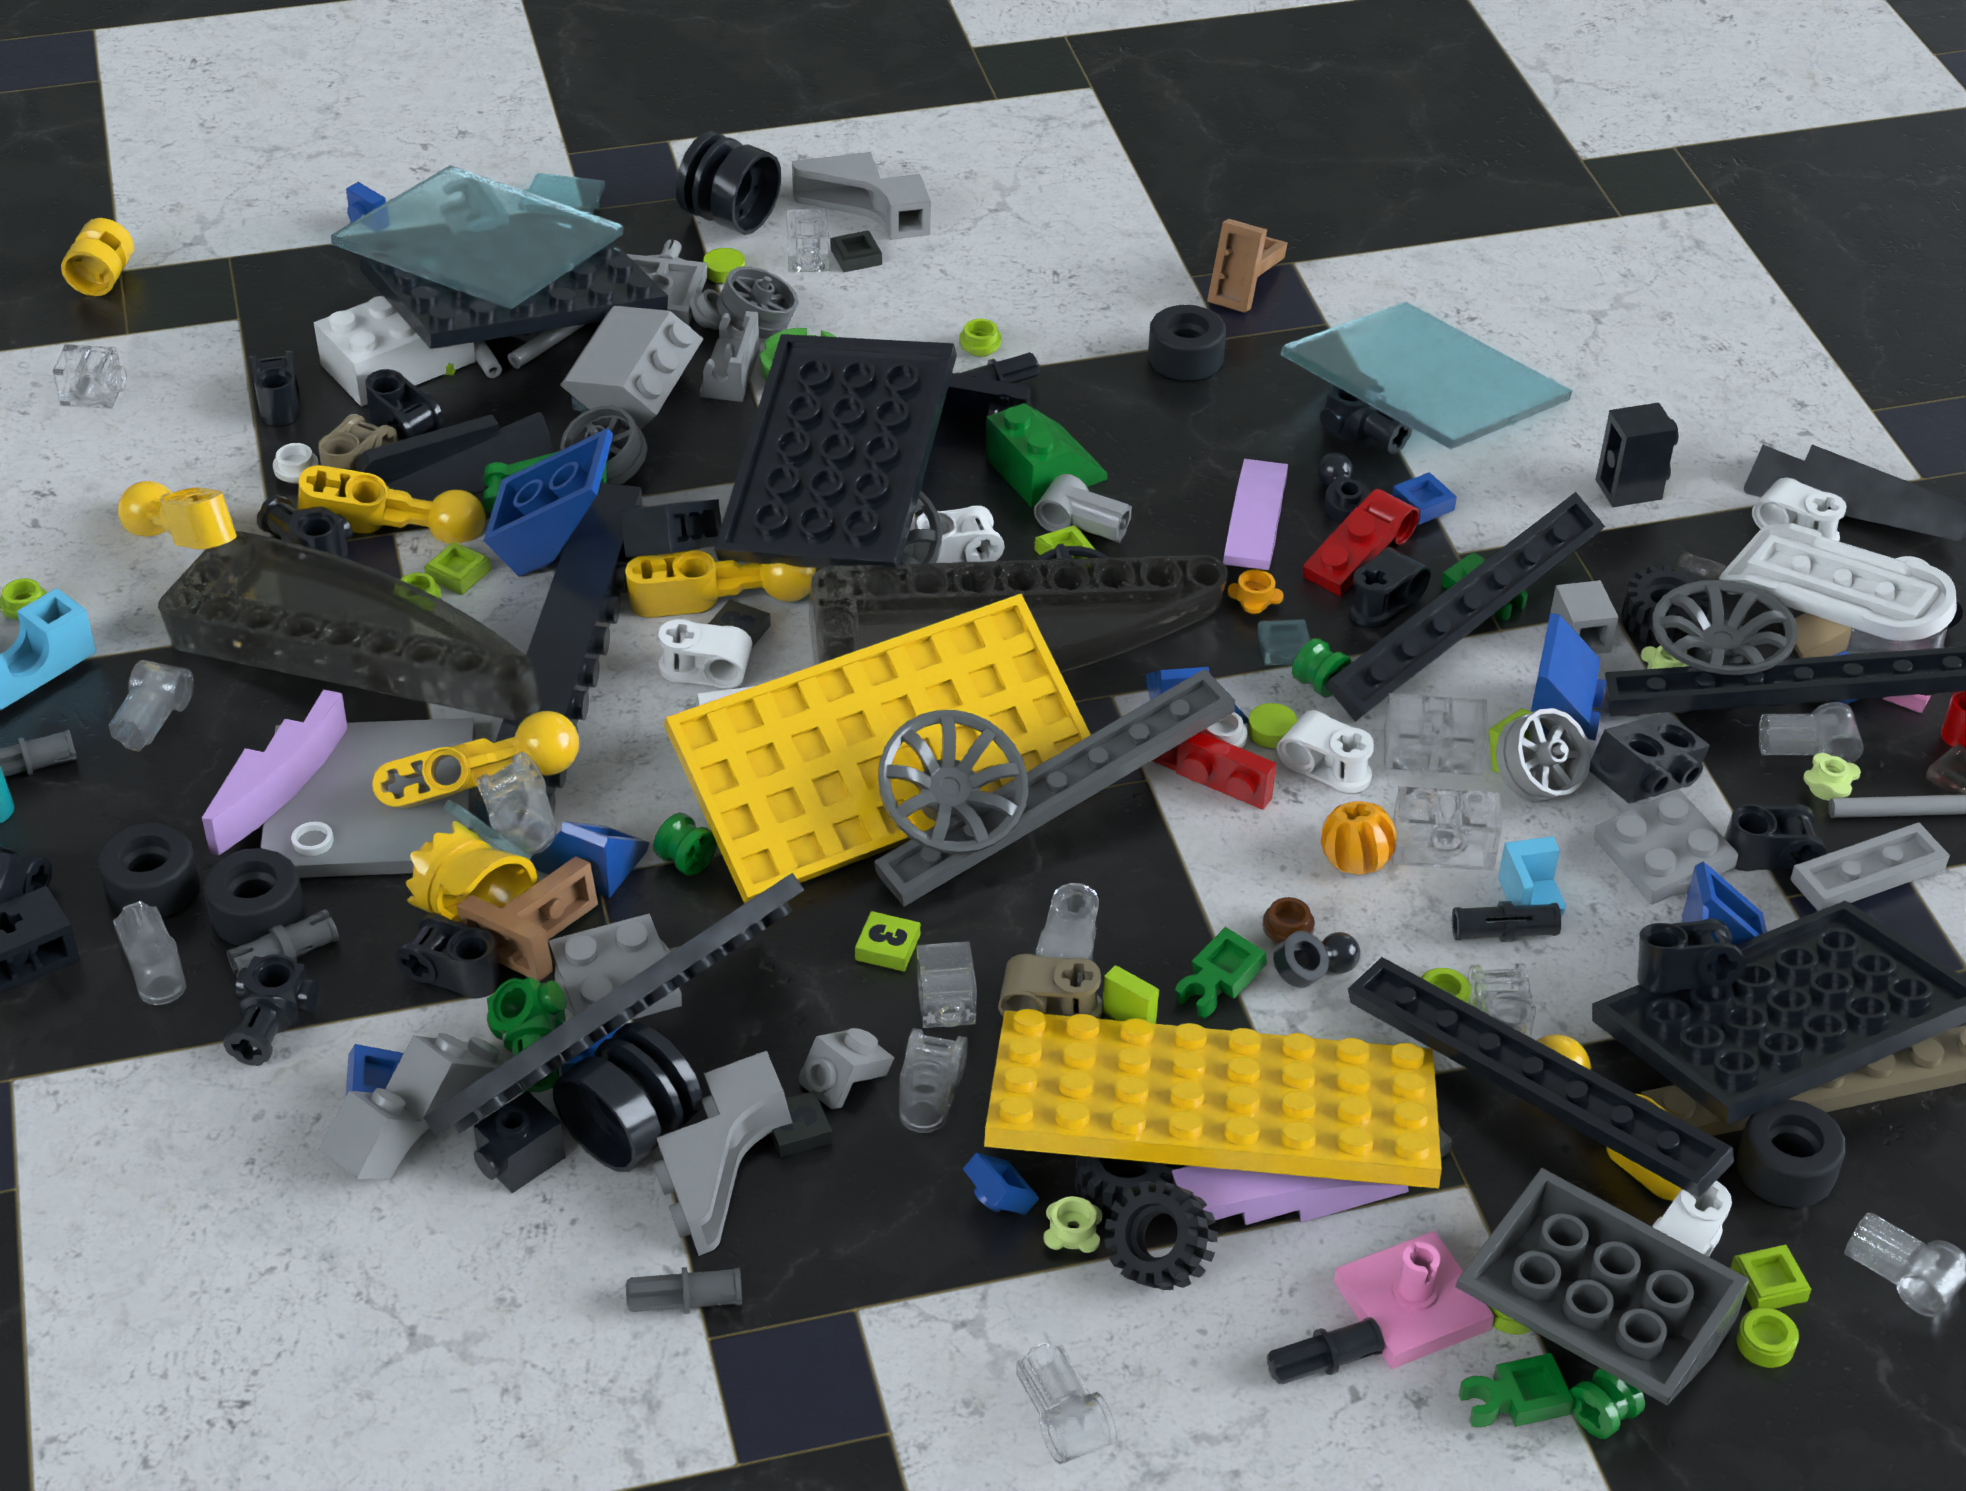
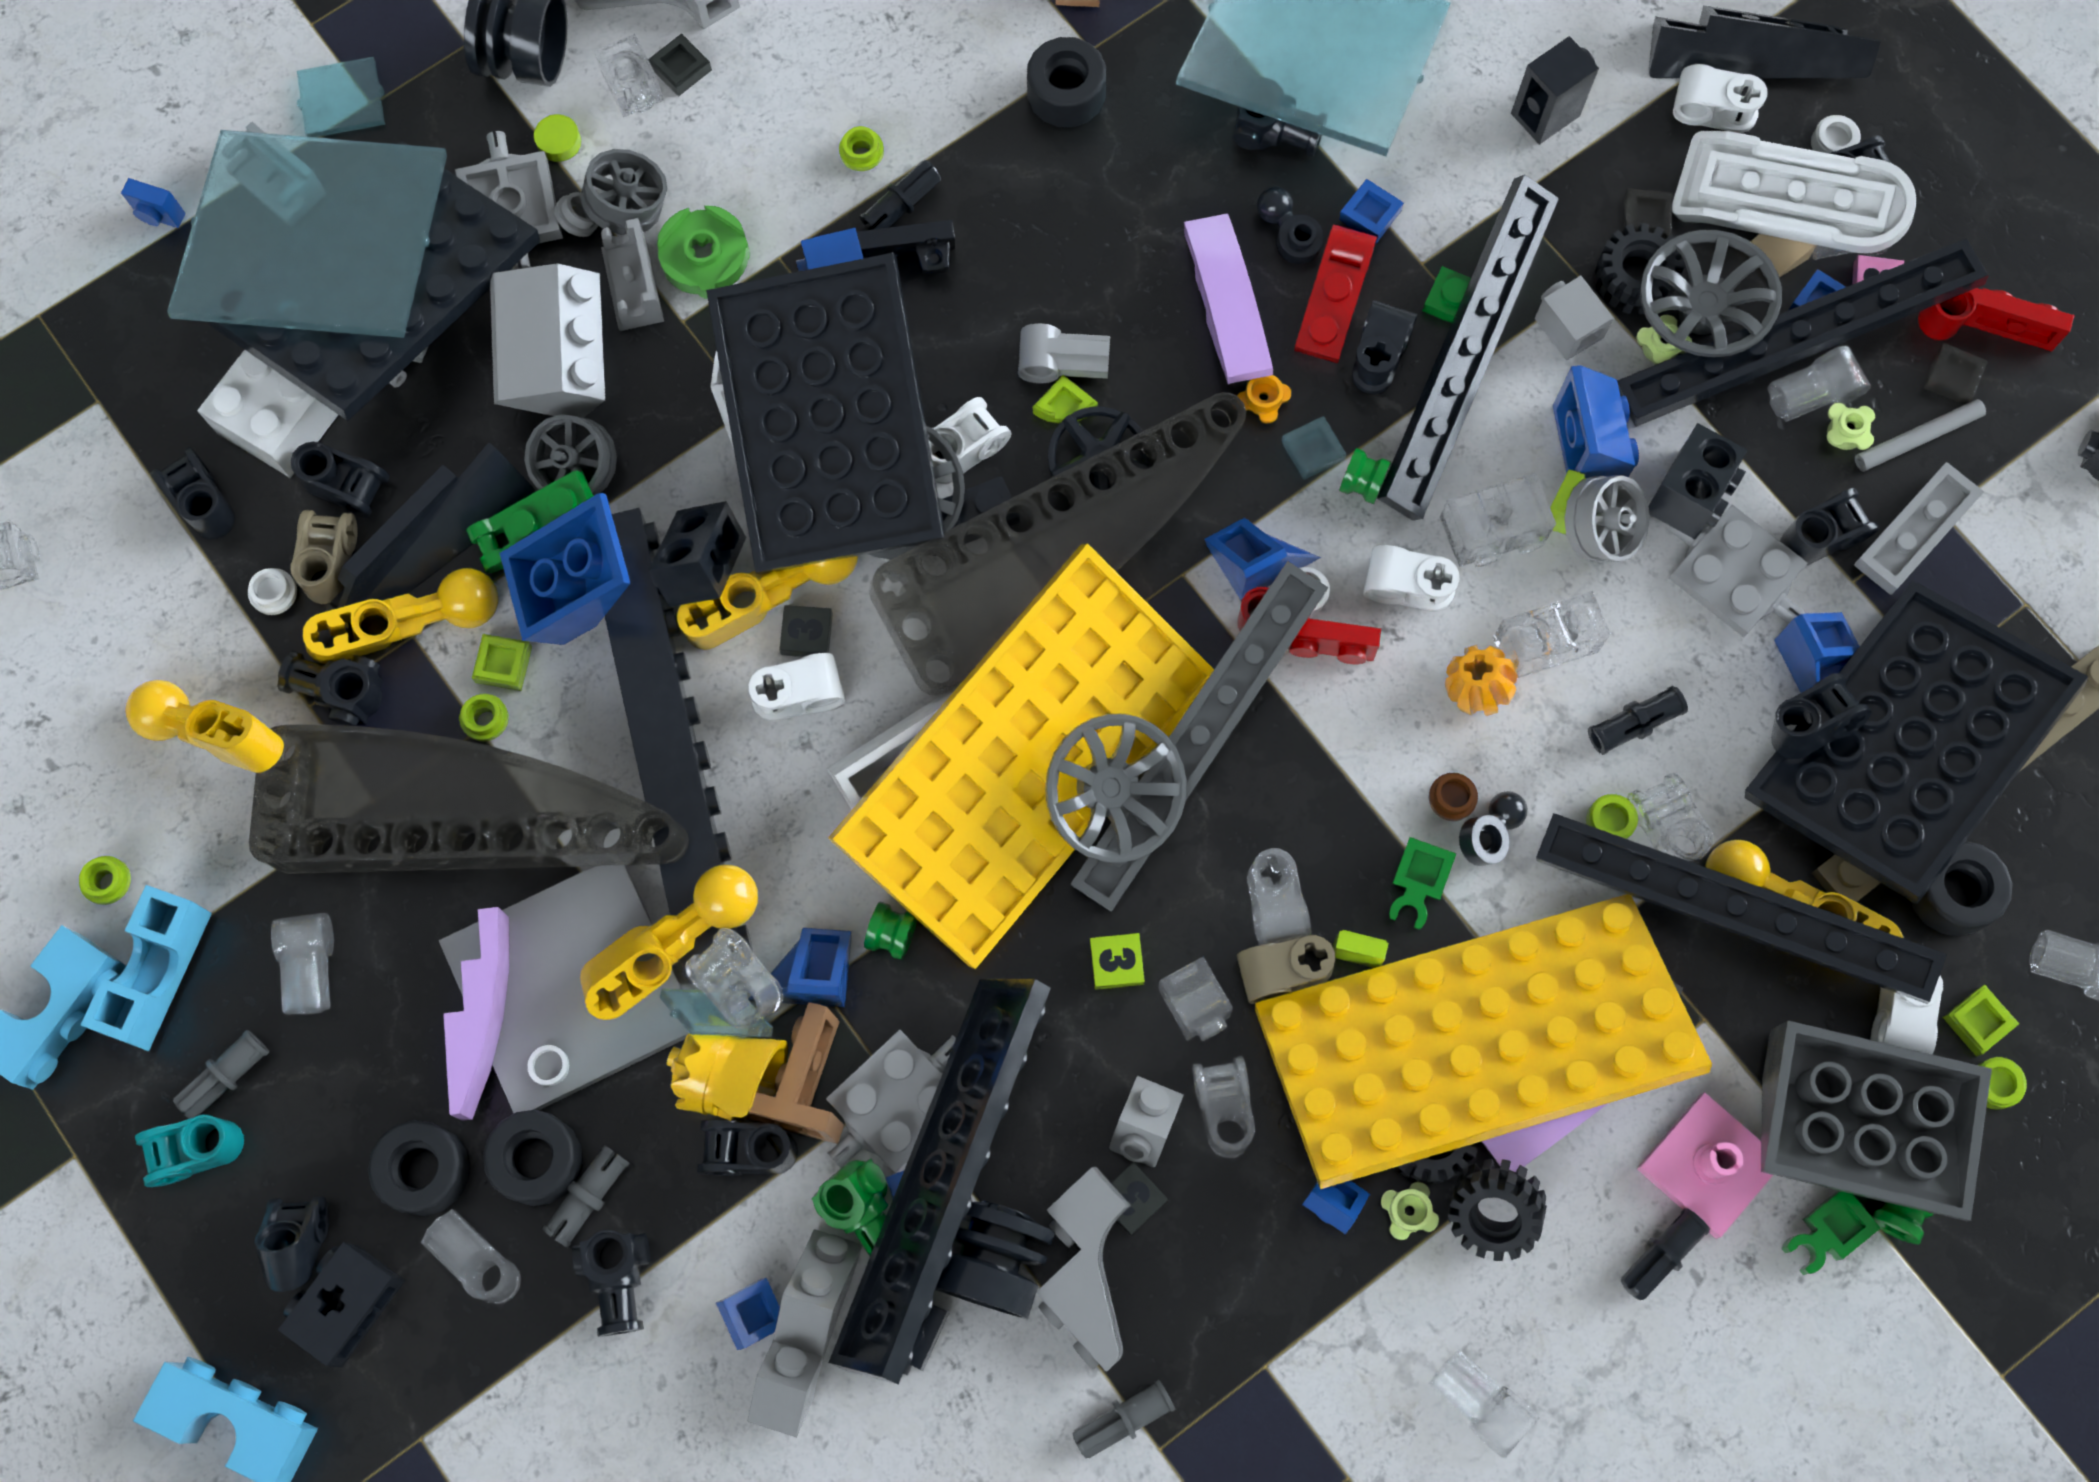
camera: 20 degrees left, 30 degrees up
(1034, 450) = (992, 294): green slope -> none
(1270, 723) = (1344, 560): lime tile -> none
(1529, 872) = (1640, 662): medium azure panel -> none

